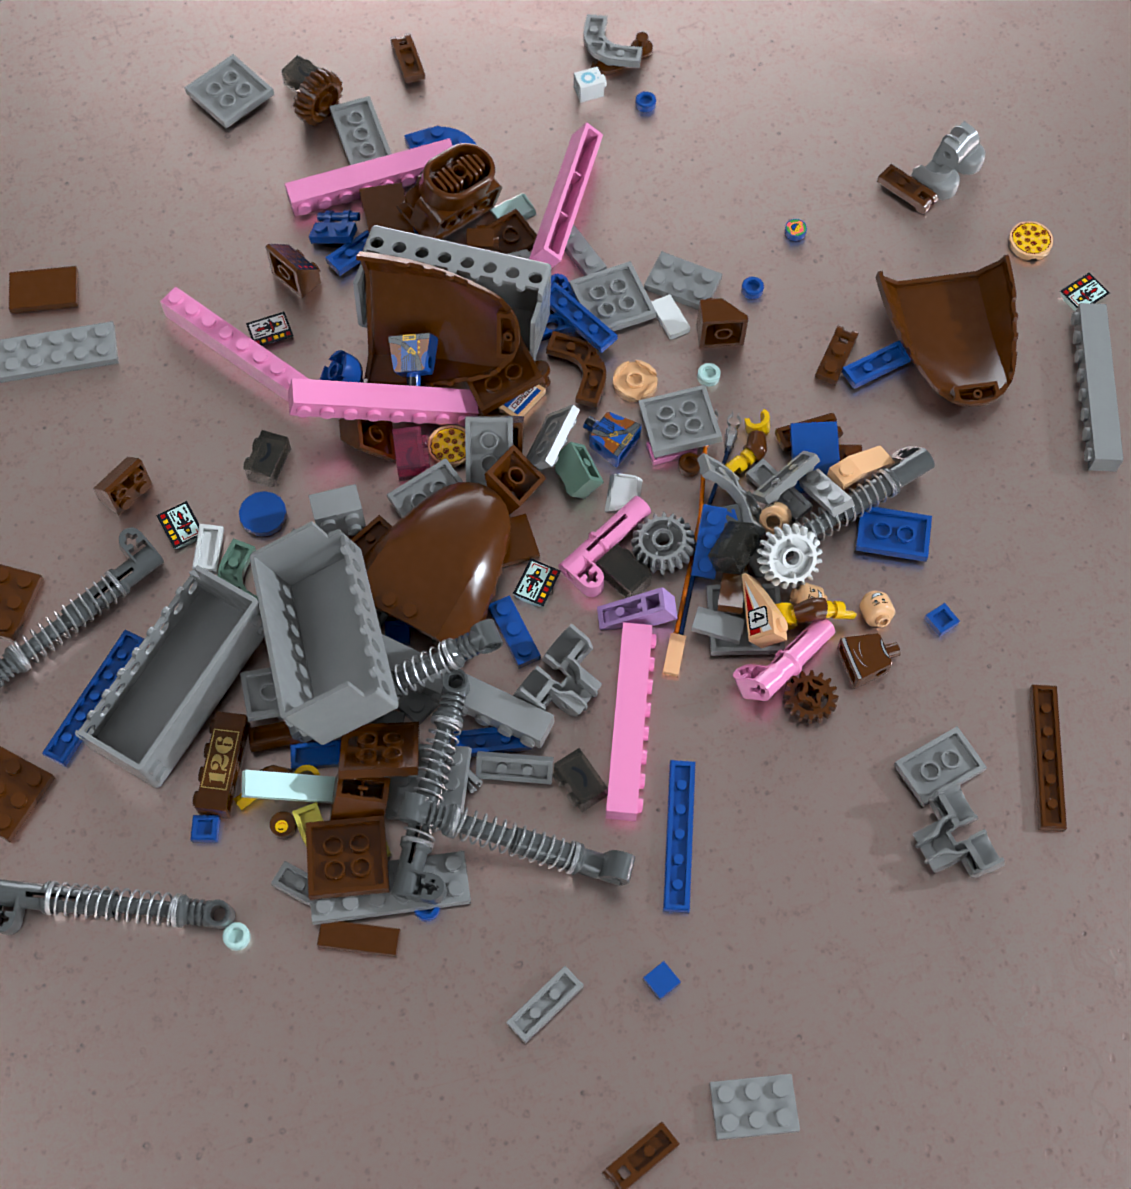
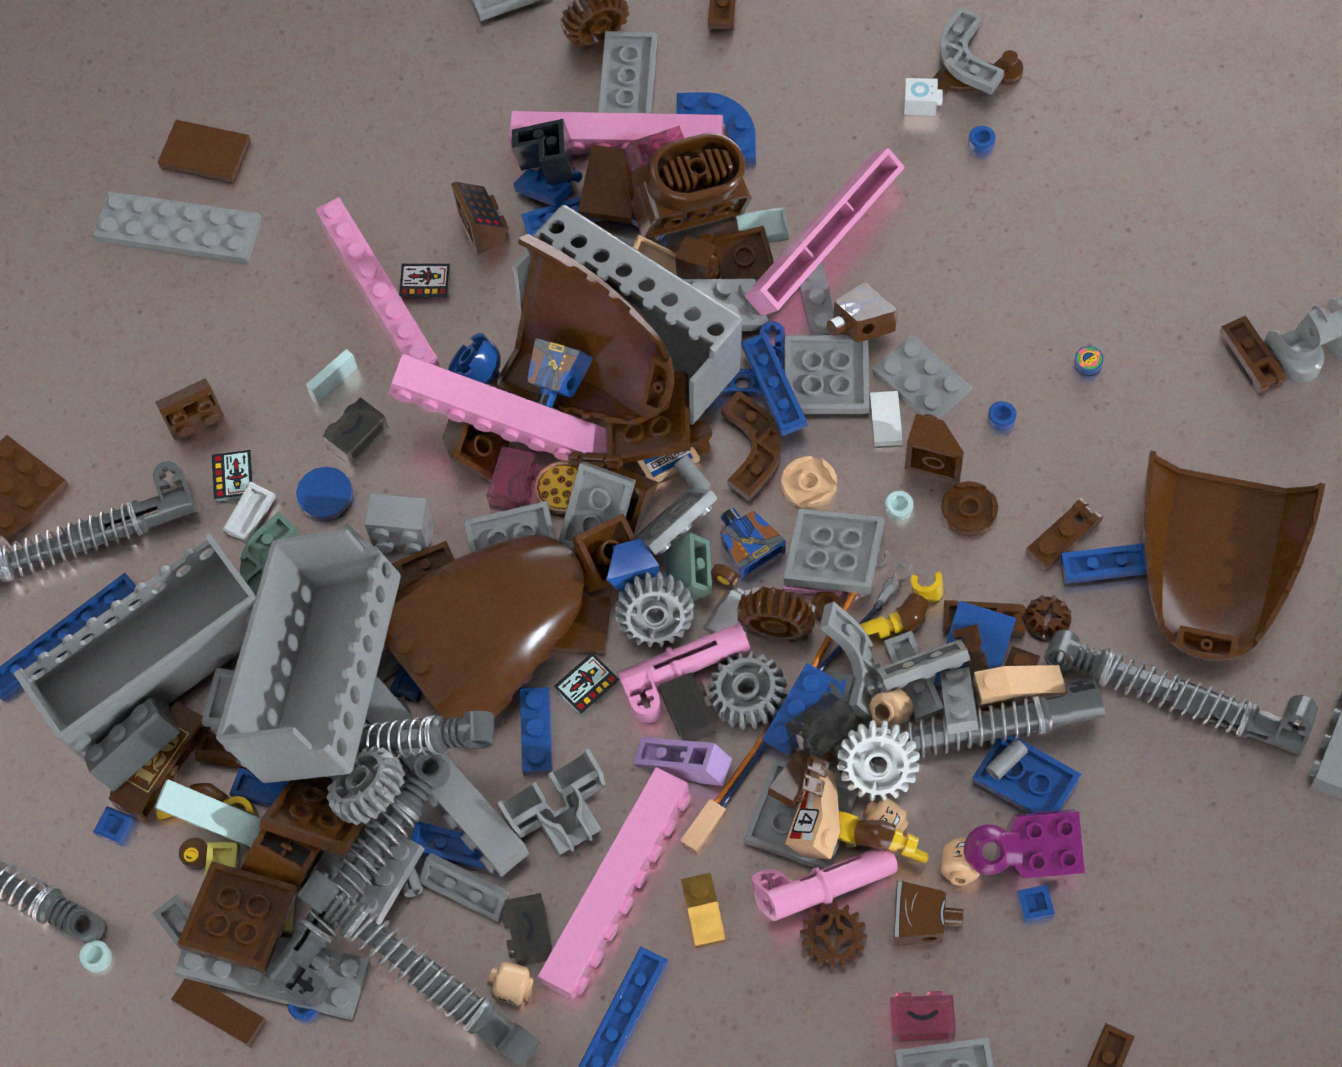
camera: 30 degrees right, 0 degrees up
(198, 756) = (132, 743): none -> dark grey slope
(228, 423) = (331, 376): none -> light aqua tile
(326, 198) = (546, 147): none -> black brick
(406, 177) = (641, 150): none -> clear pink brick
(415, 715) = (368, 787): none -> light grey gear
(487, 409) = (602, 460): none -> reddish brown axle
(541, 483) = (629, 561): none -> blue slope
(545, 402) = (691, 473): none -> light grey axle
(554, 506) = (654, 626): none -> light grey gear
(585, 825) = (511, 983): none -> light nougat head
(606, 467) = (724, 576): none -> reddish brown tile
(622, 246) = (862, 314): none -> reddish brown torso
(660, 478) = (776, 613): none -> reddish brown gear
(705, 714) = (703, 909): none -> slope
(718, 625) = (763, 811): light grey tile -> none
(742, 589) = (812, 783): none -> reddish brown piece
(760, 360) = (969, 508): none -> reddish brown tile
(809, 445) = (972, 642): none -> reddish brown piece
(847, 422) = (1035, 621): none -> reddish brown gear
(876, 524) = (1006, 759): none -> light grey axle
(902, 730) = (922, 1017): none -> clear pink brick
(924, 577) = (1032, 844): none -> magenta brick
(1013, 437) = (1187, 697): none -> dark grey piece

